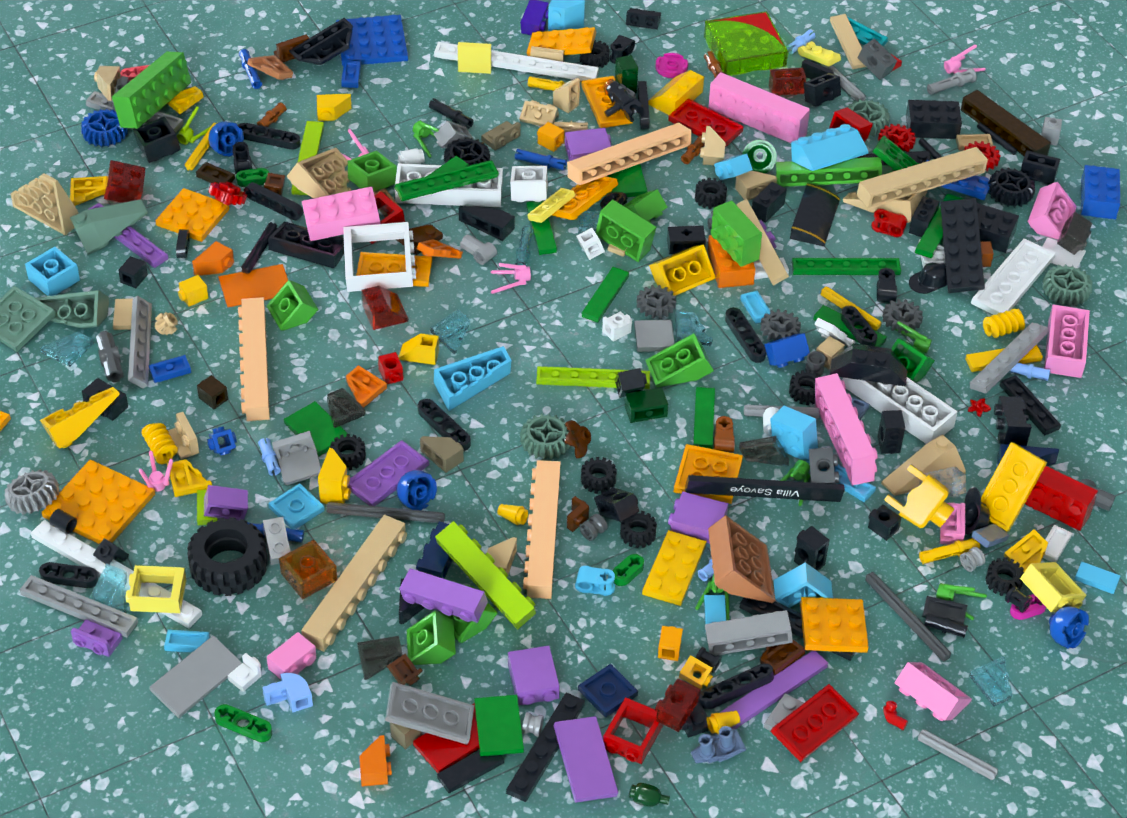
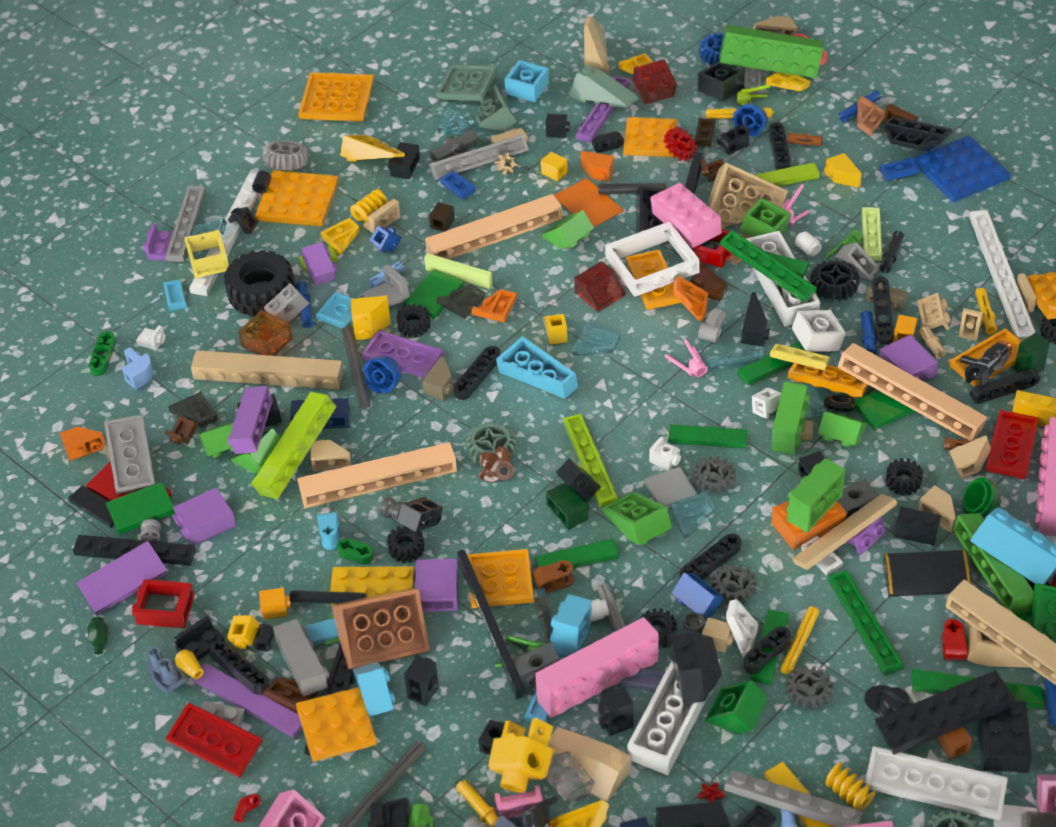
camera: 75 degrees right, 0 degrees up
(61, 569) = (216, 203): black beam -> none
(157, 479) = (331, 217): bright pink plant -> none
(195, 676) = (137, 309): light grey tile -> none
(245, 177) = (716, 152): green beam -> none
(292, 656) = (172, 357): bright pink brick -> none
(299, 400) = (459, 271): none -> yellowish green tile
(390, 368) = (524, 315): red brick -> none
(411, 116) = (872, 233): none -> yellowish green tile
(474, 57) = (975, 238): light yellow tile -> none
(514, 514) = (387, 448): yellow cone -> none
(524, 140) = (882, 310): none -> black beam
(579, 514) = (404, 494): reddish brown bracket -> none
(598, 466) = (461, 487): black tyre -> none
(607, 690) = (206, 573): dark blue plate -> none
(677, 705) = (193, 624): clear red brick -> none
(683, 270) = (766, 481): yellow slope -> none
(684, 596) = (324, 596): none -> black axle
(733, 166) = (945, 478): medium azure brick -> none
(755, 305) = (759, 558): medium azure tile -> none
(886, 286) = (845, 663): black piece -> none
(921, 341) = (776, 715): bright green plant -> none
(923, 216) = (978, 665): black brick -> none

